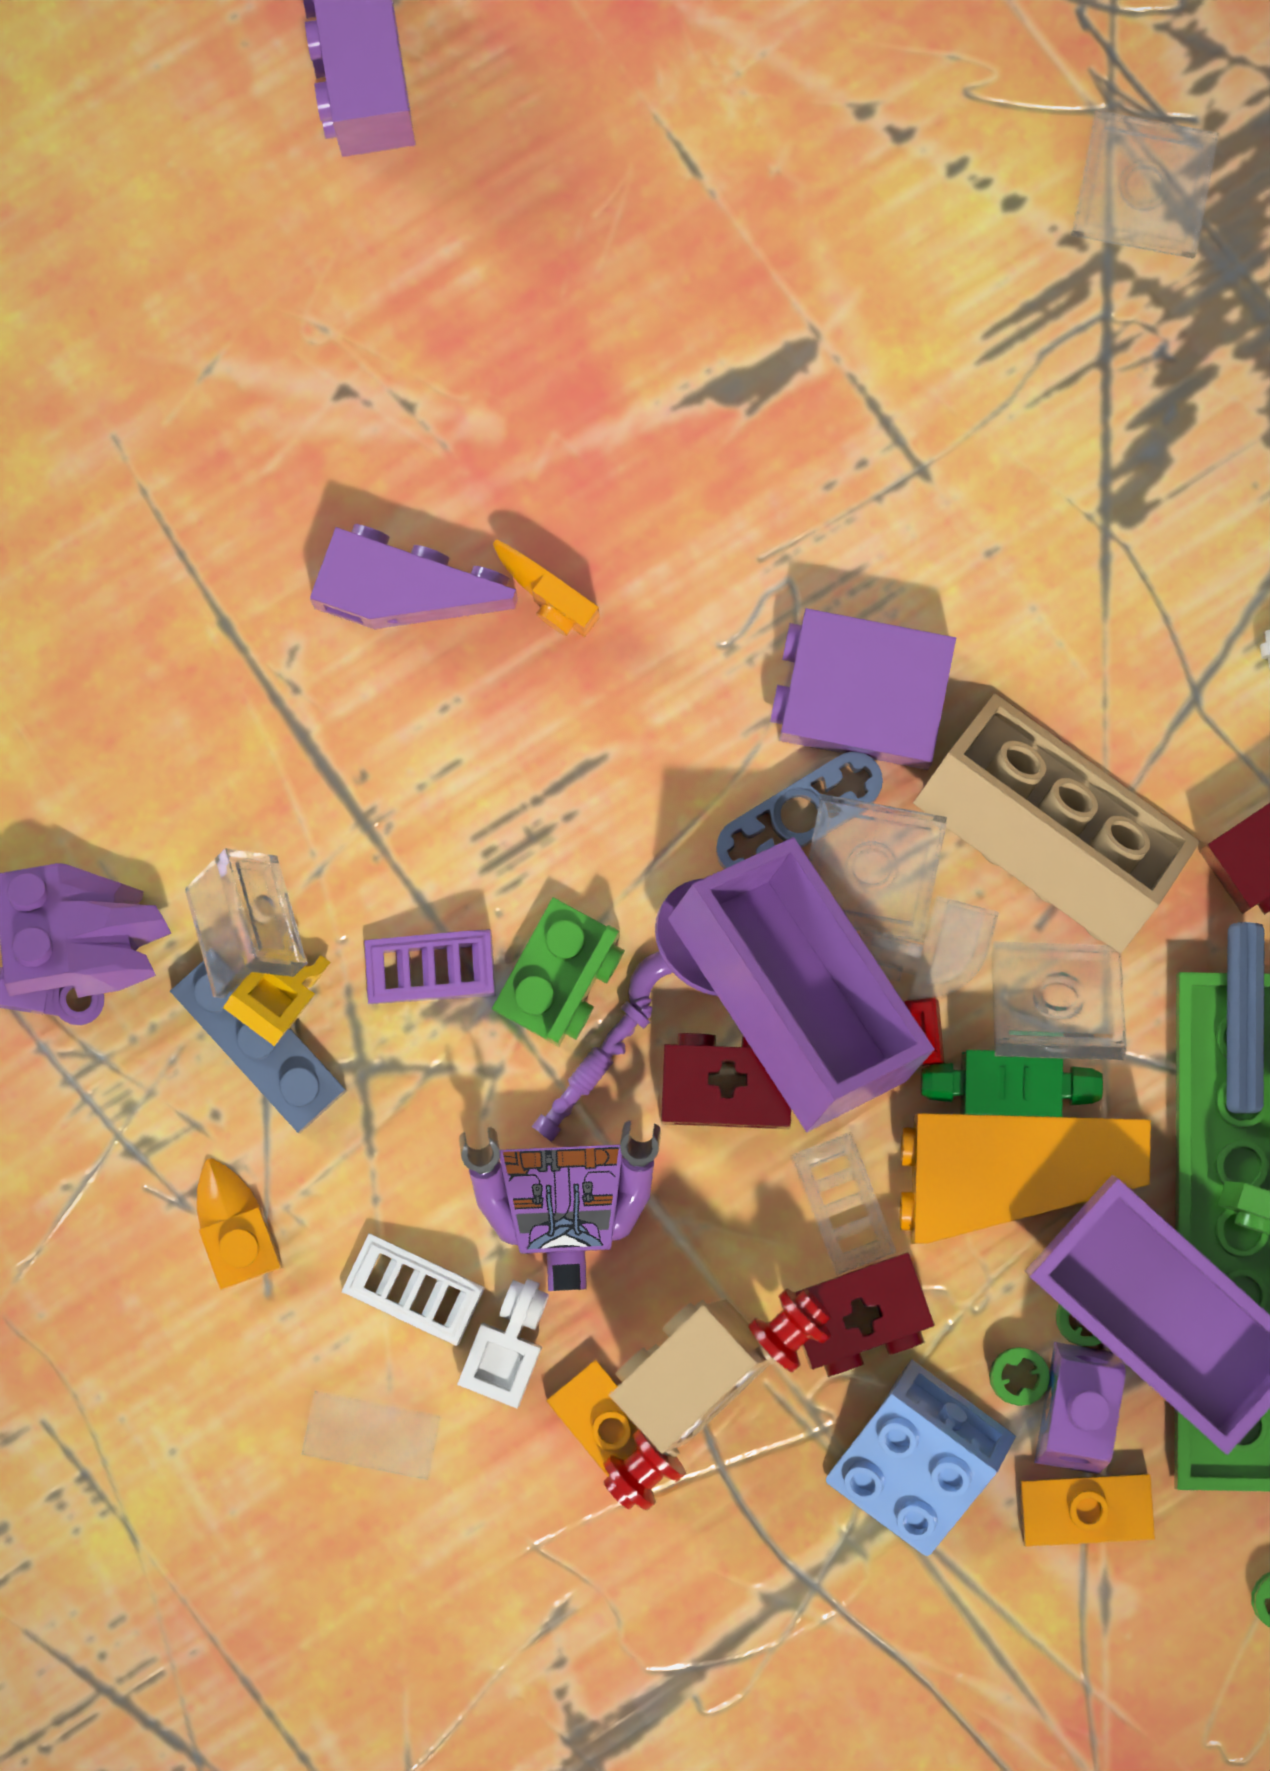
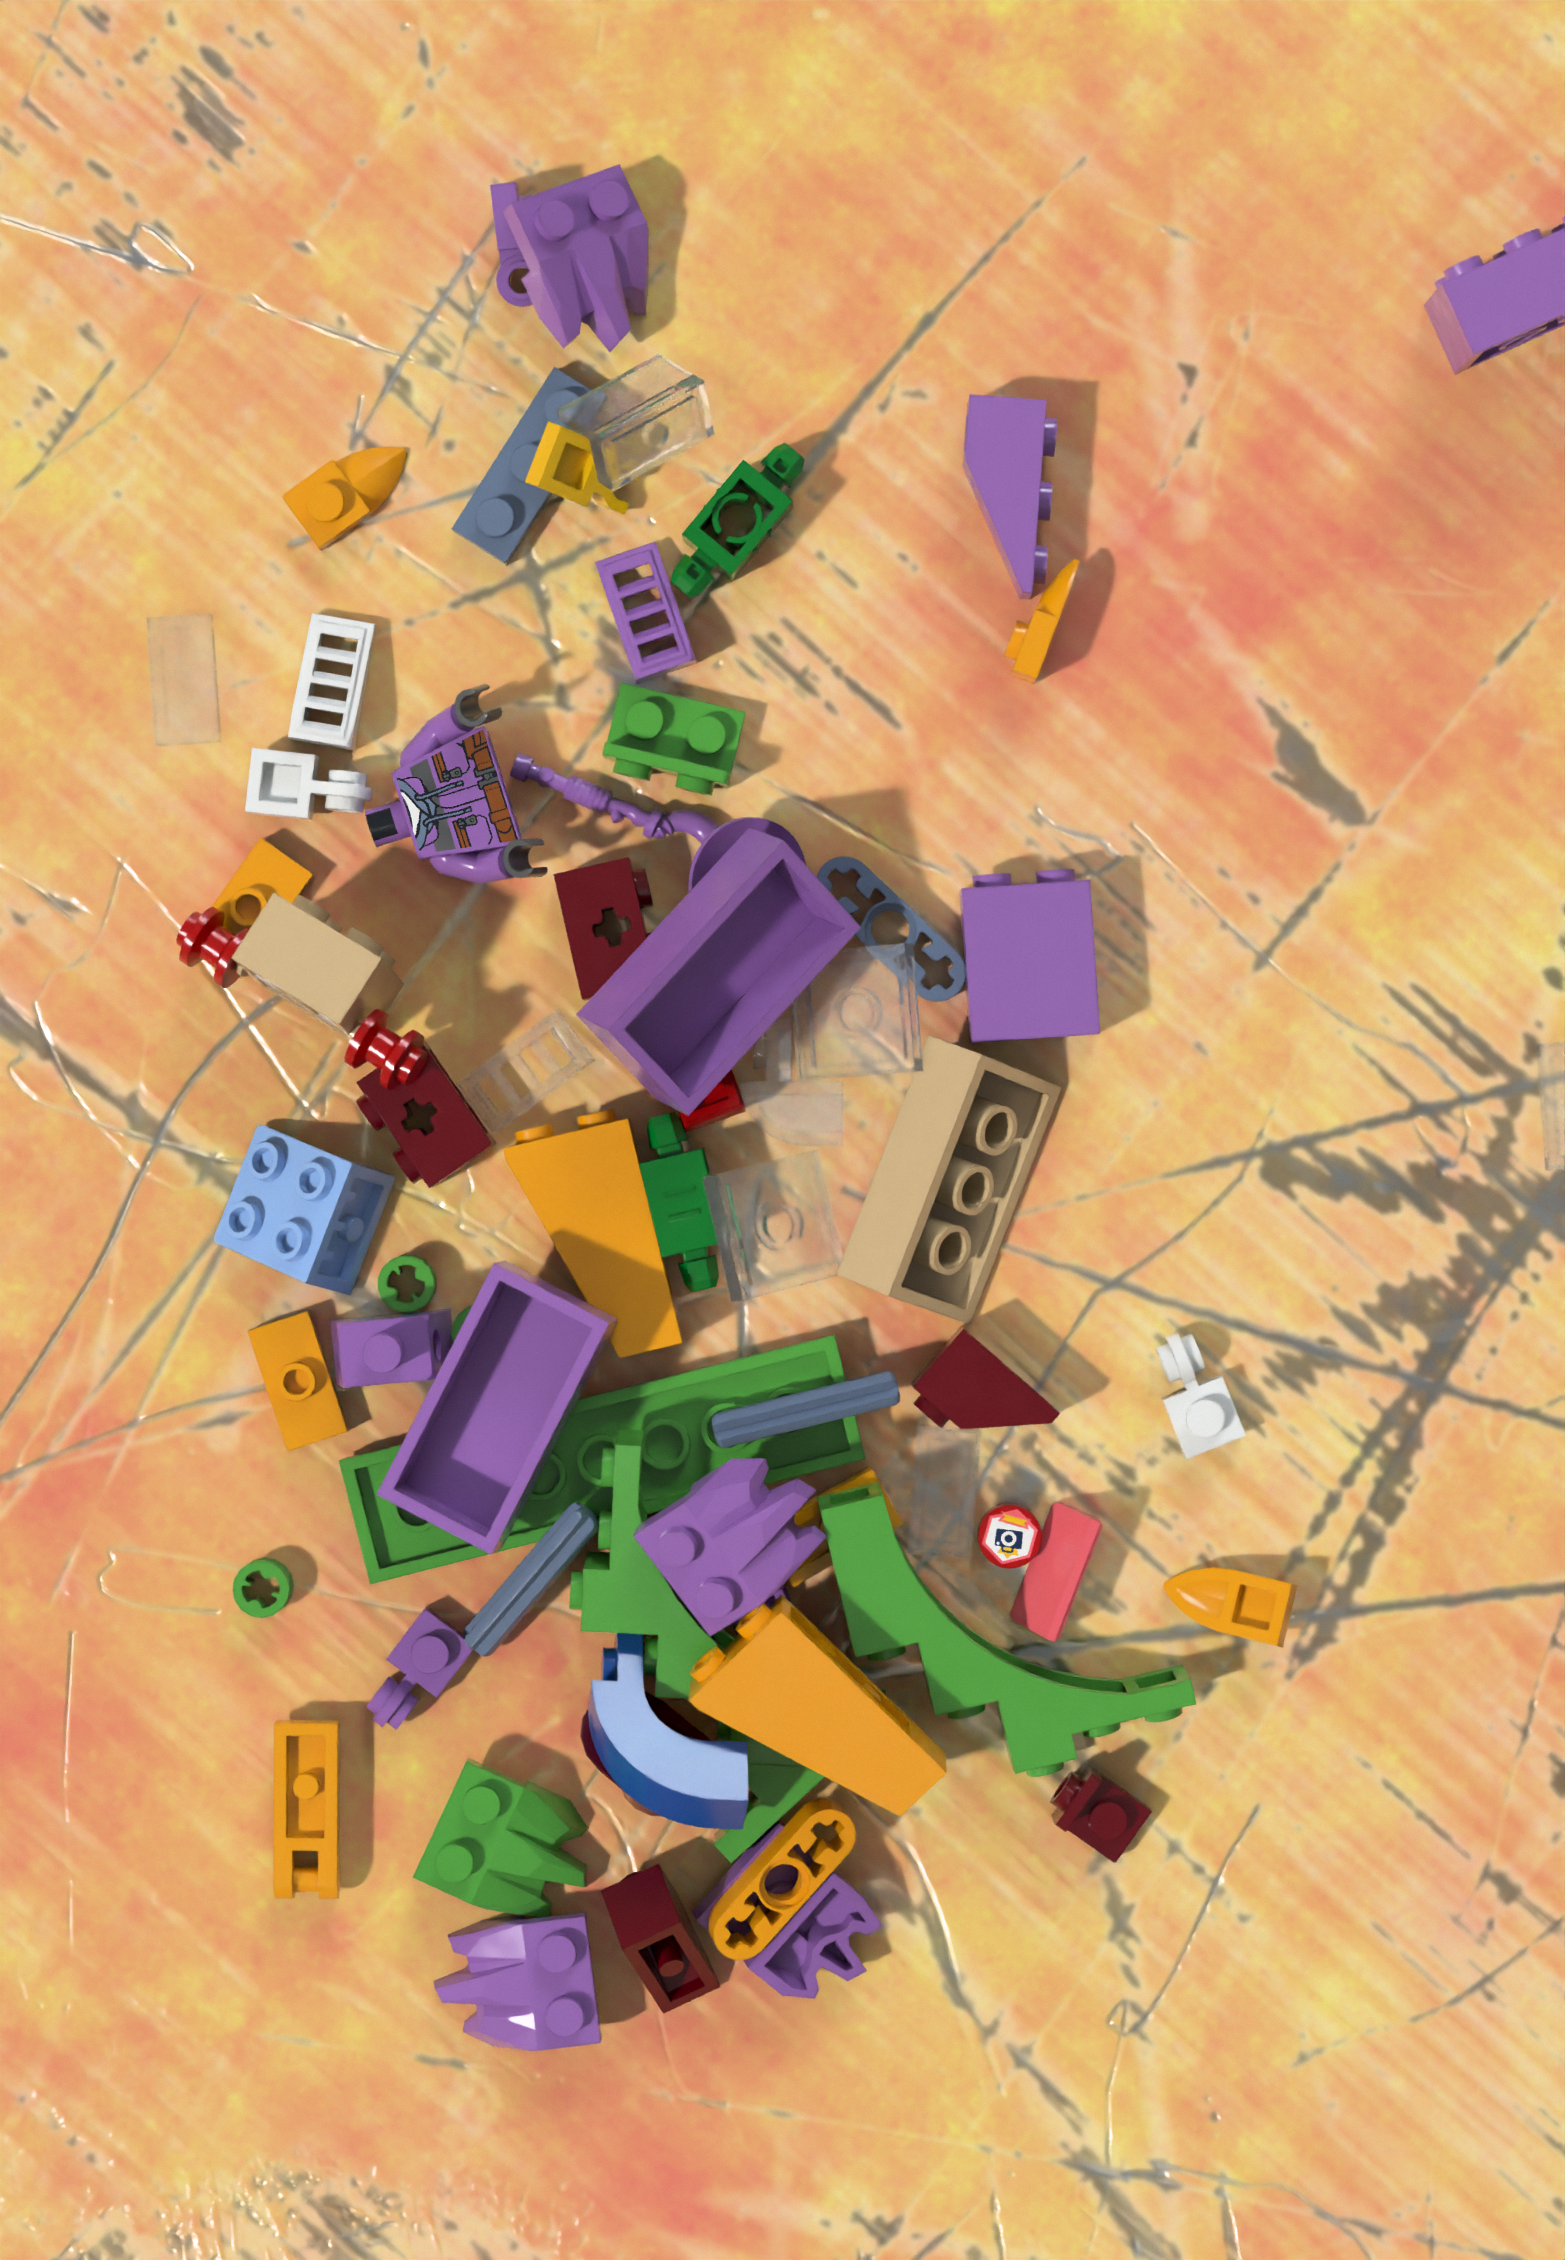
camera: 75 degrees right, 5 degrees up
(329, 800) = (780, 469): none -> green piece

